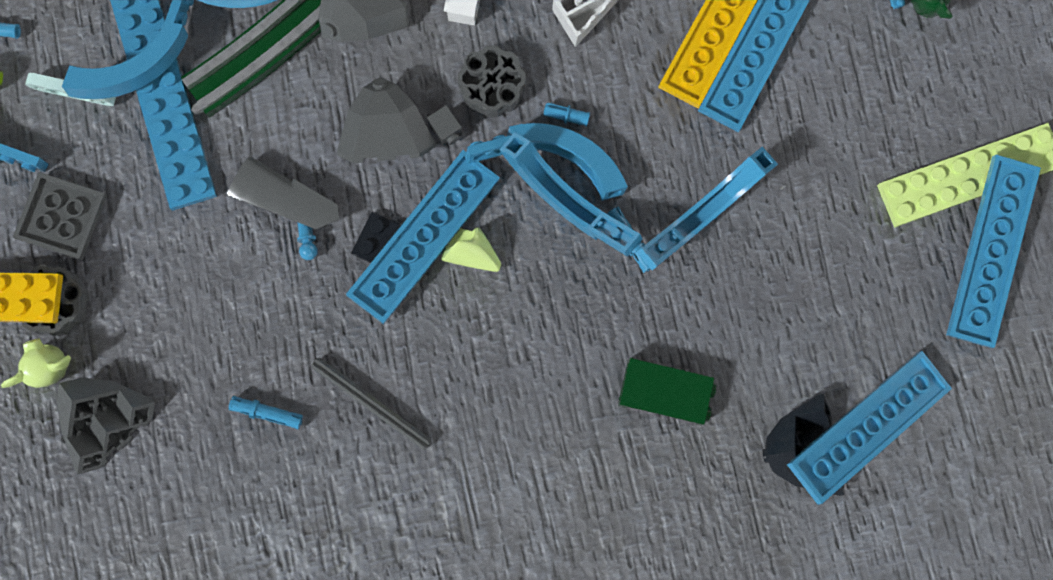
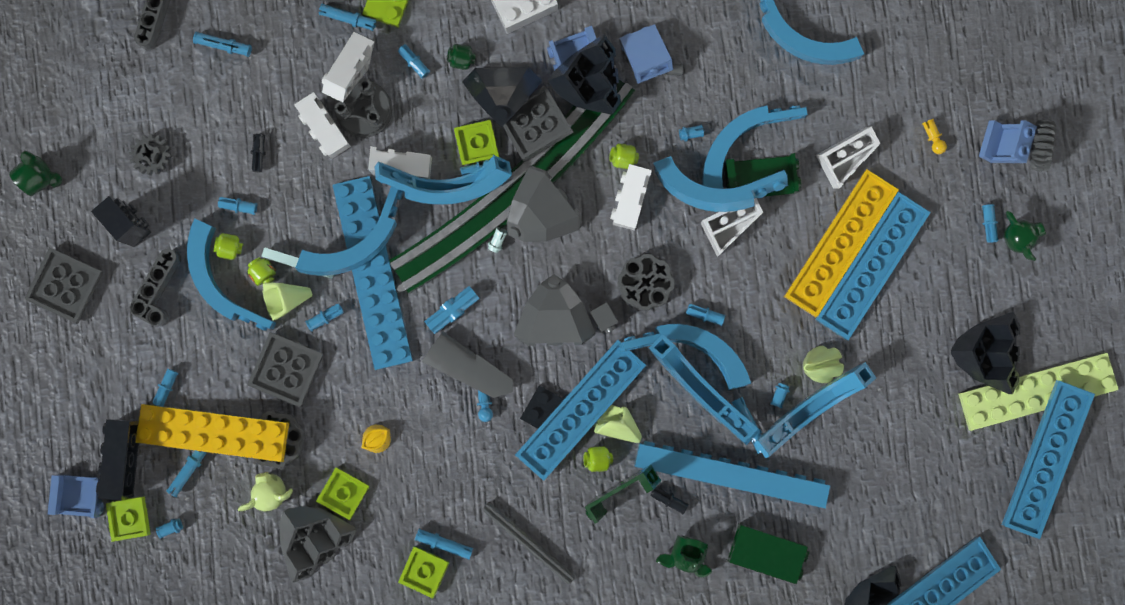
camera: 10 degrees right, 5 degrees up
(26, 102) = (261, 271): none -> lime head
(54, 129) = (282, 298): none -> yellowish green hat
(105, 151) = (324, 317): none -> dark azure axle
(137, 361) = (342, 493): none -> lime plate
(176, 292) = (376, 438): none -> yellow hat
(242, 449) = (423, 572): none -> lime plate
(260, 130) = (452, 310): none -> dark azure piece
(310, 45) = (495, 244): none -> light aqua pin
(449, 293) = (597, 459): none -> lime head
(509, 304) = (647, 477): none -> dark green panel
(540, 337) = (669, 500): none -> black axle
(568, 401) = (687, 556): none -> dark green piece
(614, 300) = (732, 475): none -> dark azure brick
(664, 201) = (780, 395): none -> dark azure pin
(712, 161) = (823, 364): none -> yellowish green hat
(911, 131) = (990, 352): none -> black brick

